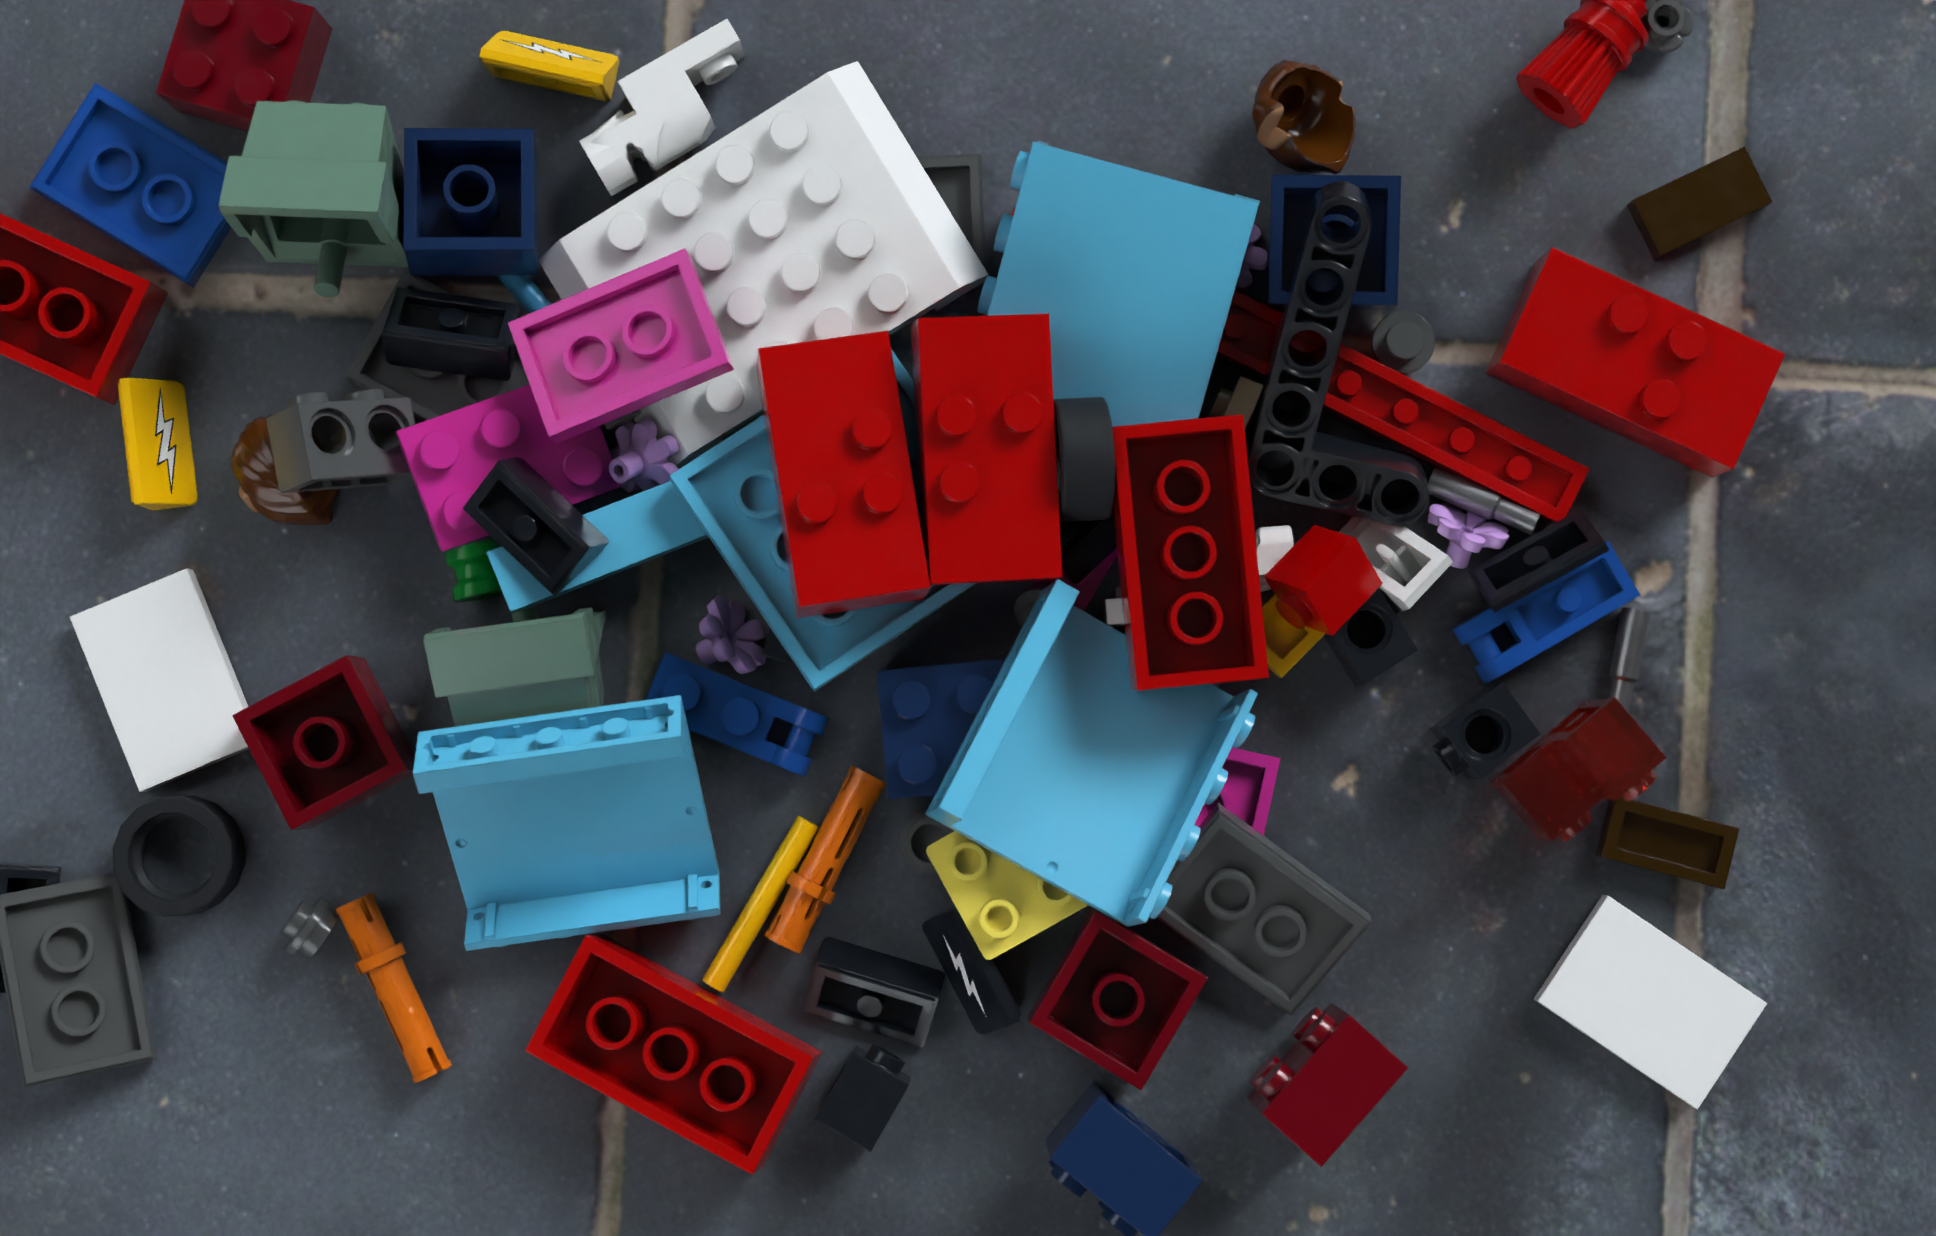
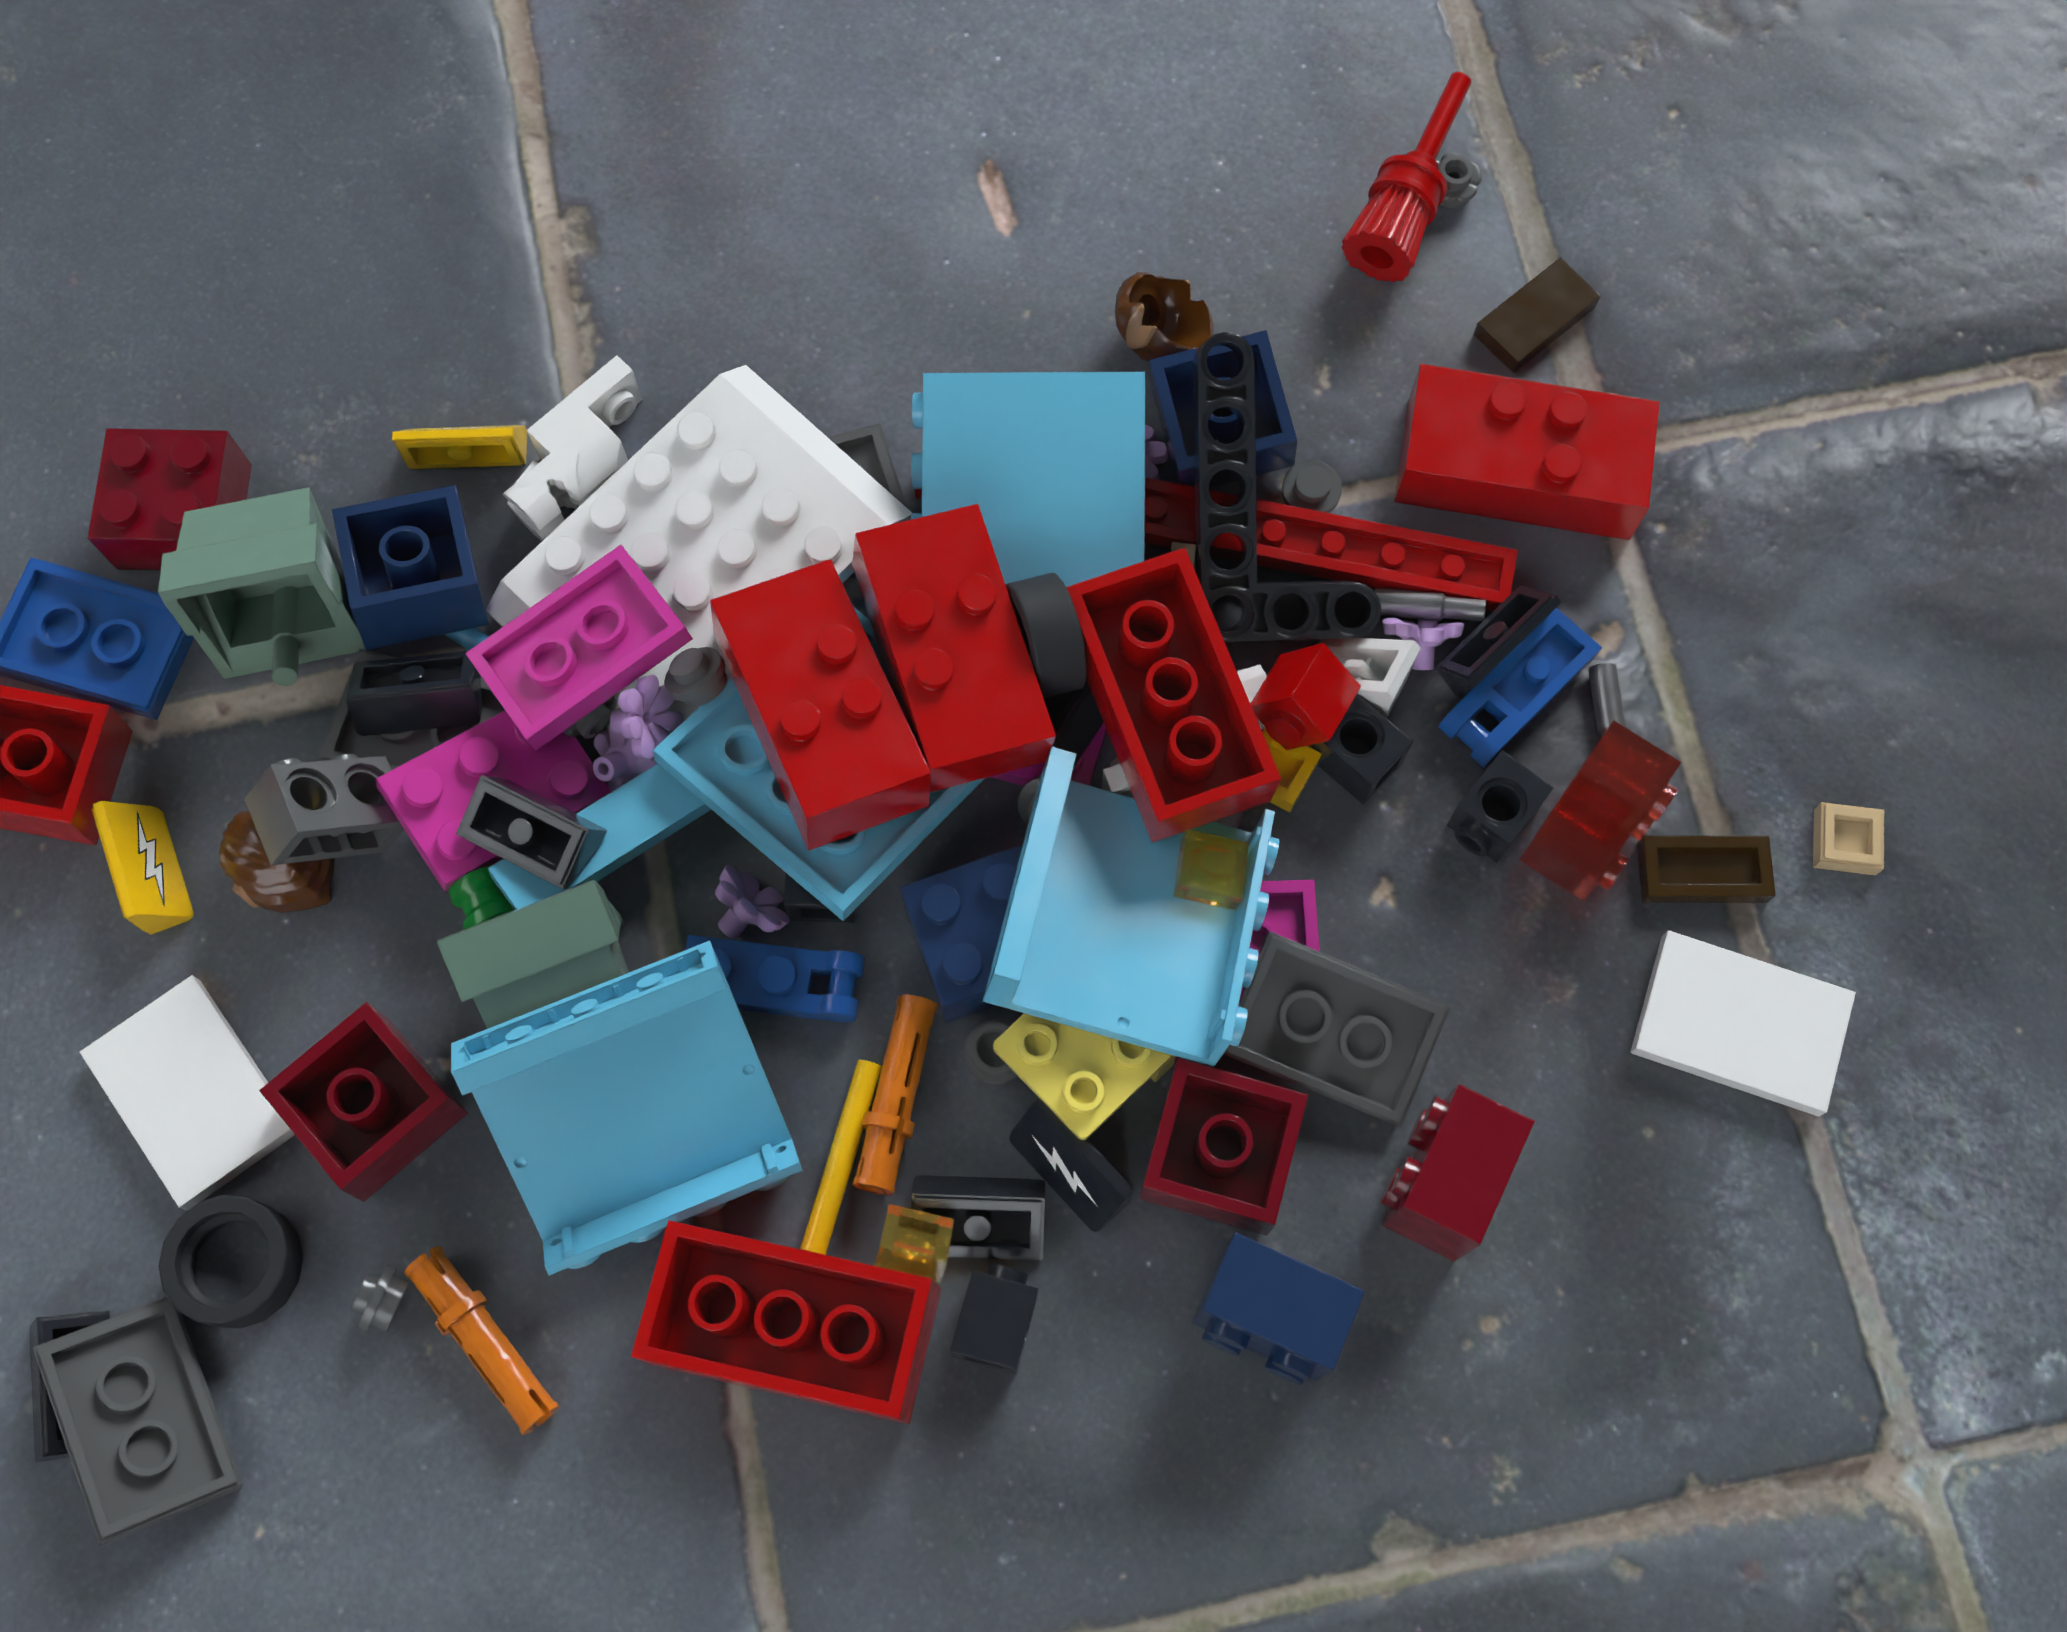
camera: 15 degrees left, 15 degrees down
(671, 435) = (645, 716): none -> lavender plant
(729, 407) = (696, 676): none -> dark grey plate
(807, 1011) = (914, 1242): none -> clear yellow plate
(1181, 731) = (1211, 869): none -> clear yellow plate
(1818, 848) = (1848, 838): none -> tan tile

